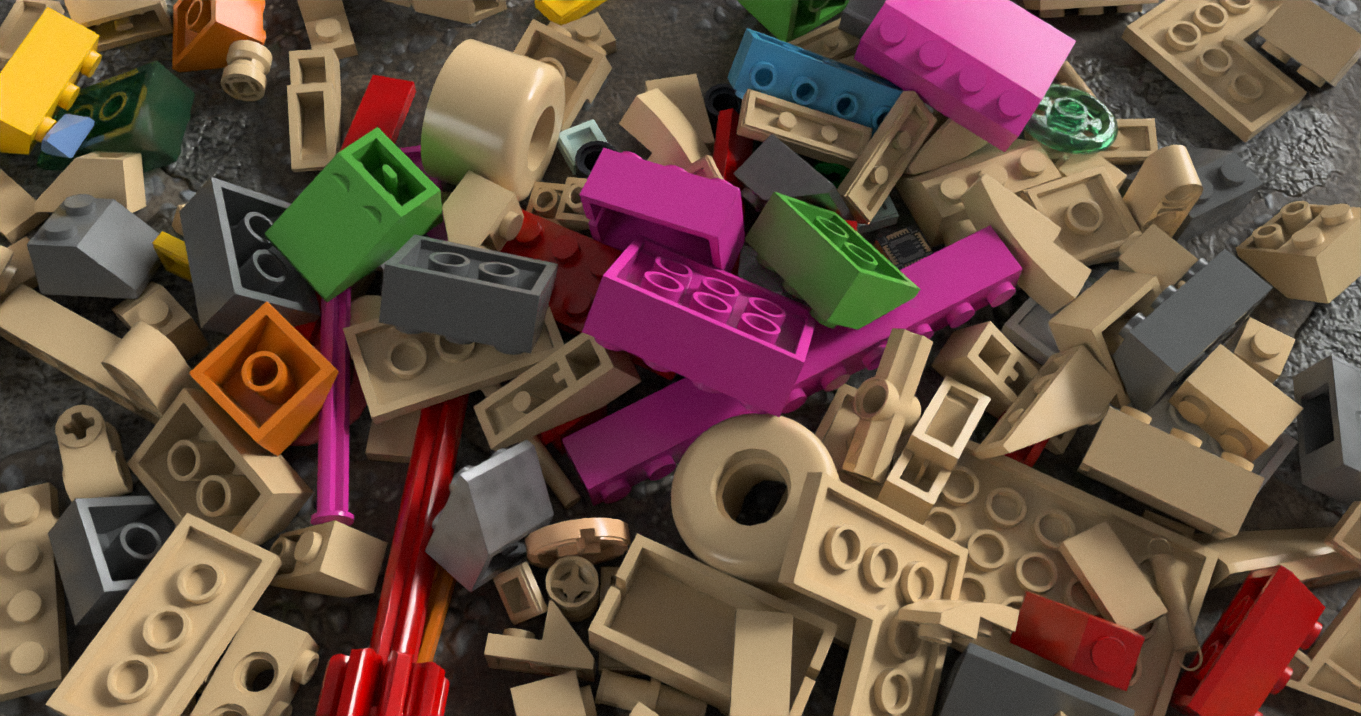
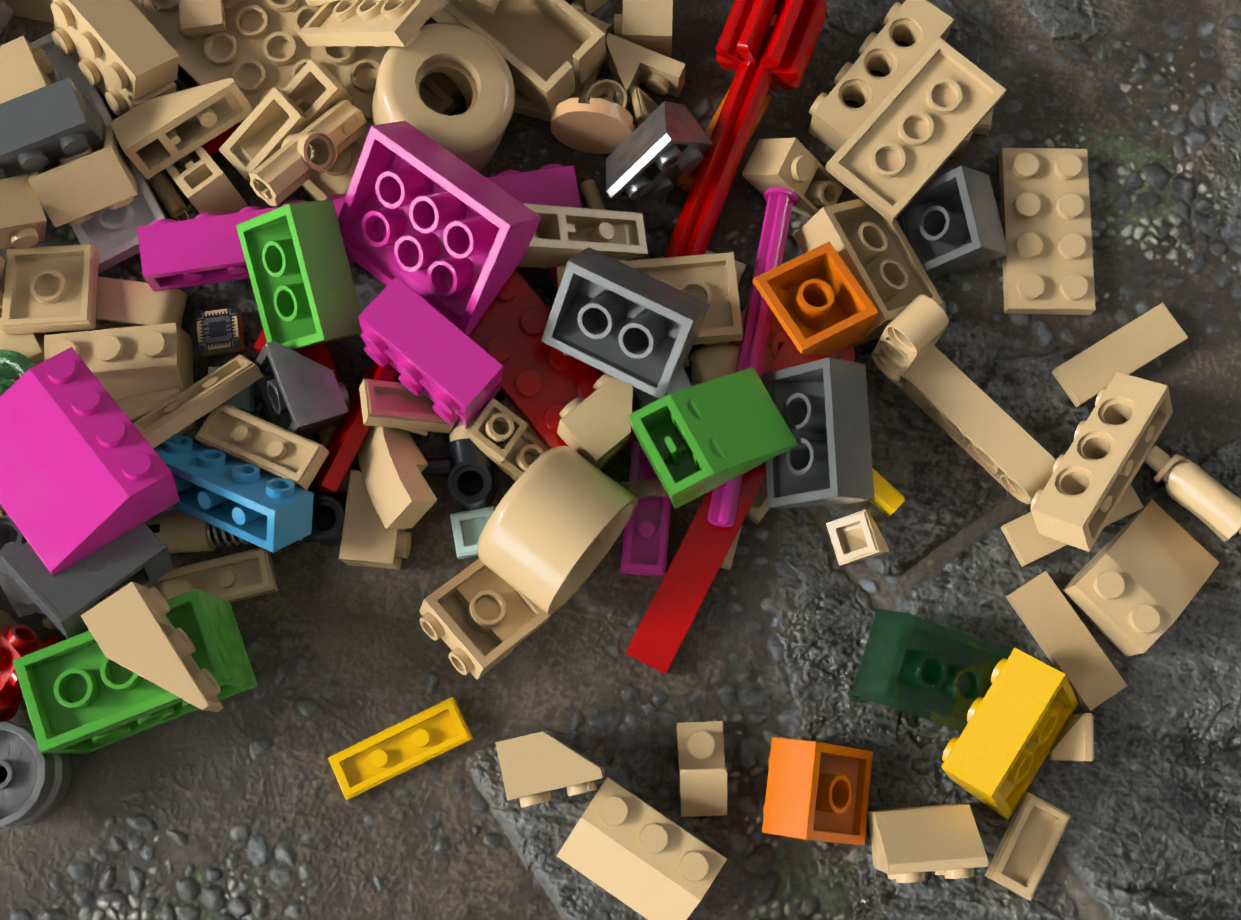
camera: 155 degrees left, 15 degrees up
(67, 135) = (981, 656): medium blue slope -> none
(91, 455) = (970, 311): tan piece -> none
(94, 250) = (954, 508): dark grey slope -> none
(102, 176) = (958, 592): tan slope -> none
(166, 315) = (910, 436): tan slope -> none
(246, 70) = (798, 701): tan wheel -> none
(314, 108) = (732, 641): tan slope -> none
(593, 29) = (429, 670): tan plate -> none
(1048, 271) = (117, 264): tan slope -> none

